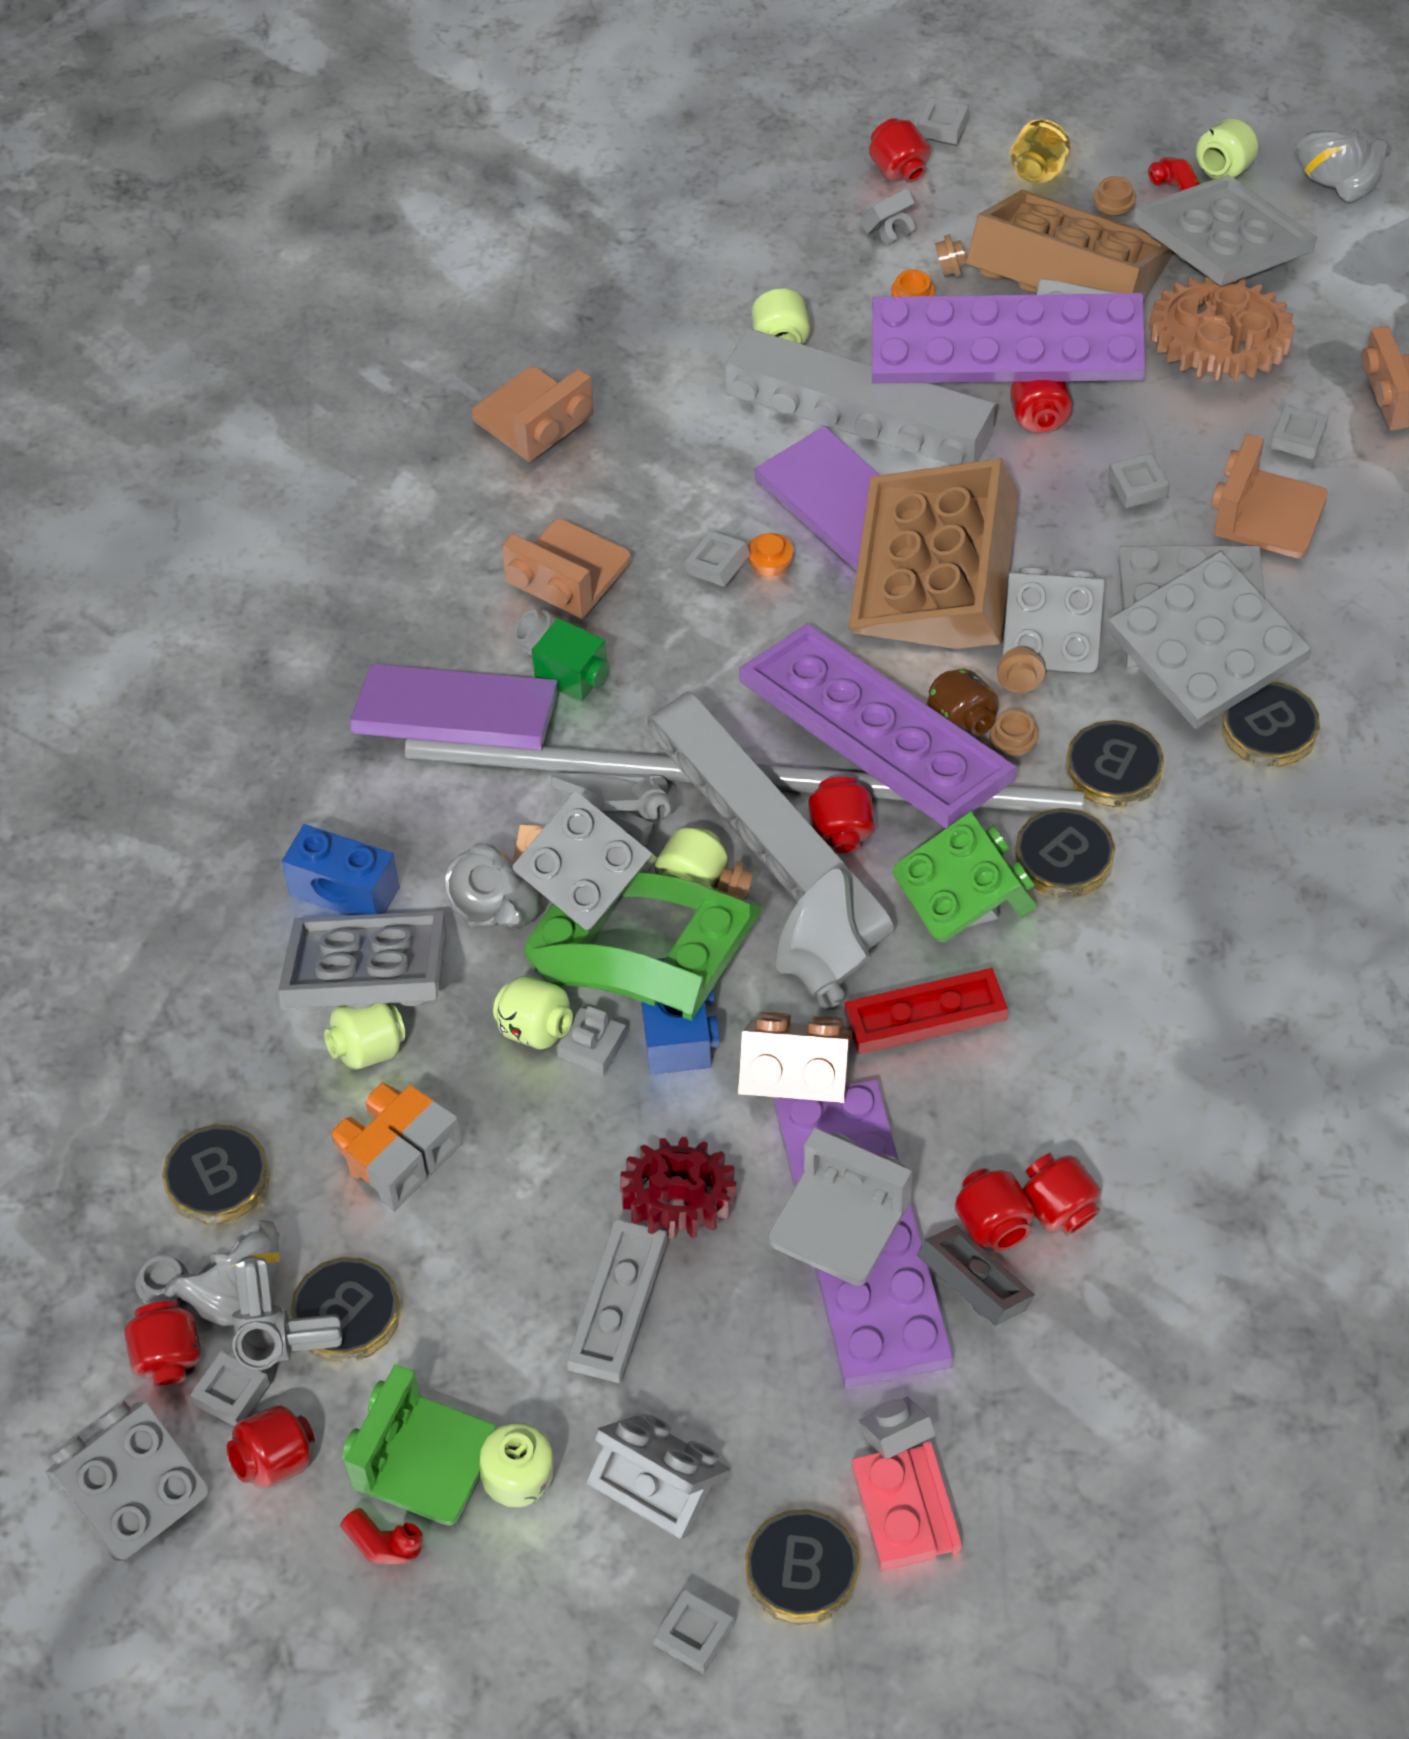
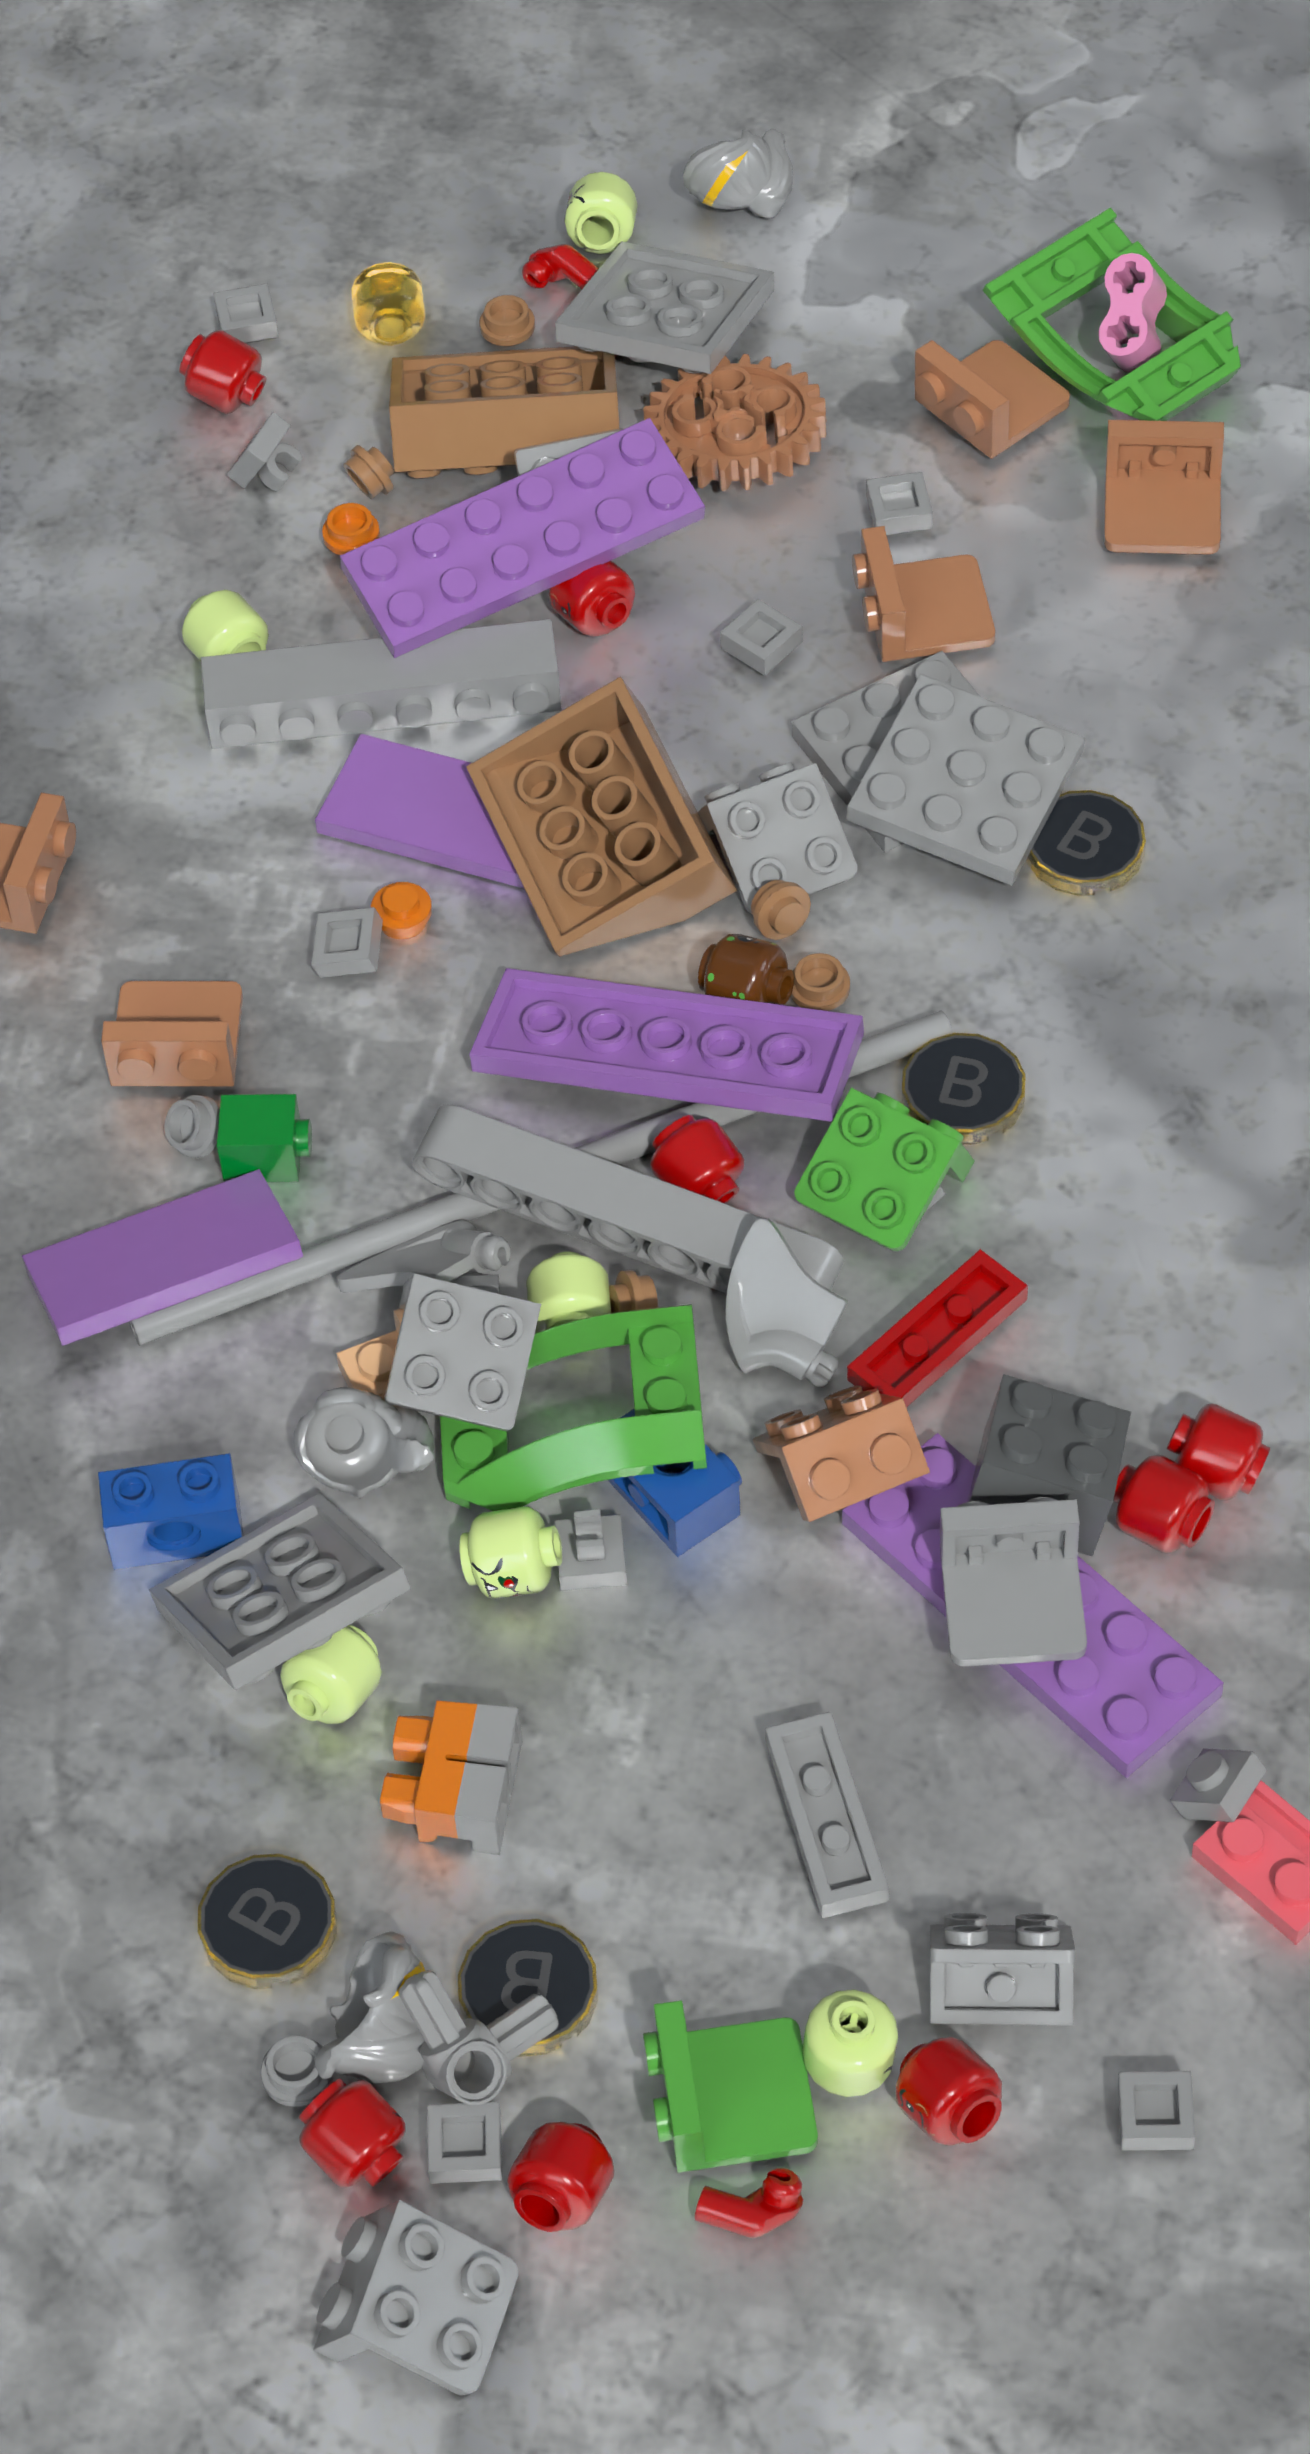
camera: 30 degrees left, 0 degrees up
(561, 1536) = (949, 2091): none -> red head
(678, 1187) = (810, 1658): dark red gear -> none
(802, 1566) = (1216, 1983): black tile -> none
(933, 1132) = (1051, 1448): none -> dark grey brick
(975, 1275) = (1188, 1583): dark grey plate -> none
(1114, 763) = (949, 964): tile -> none

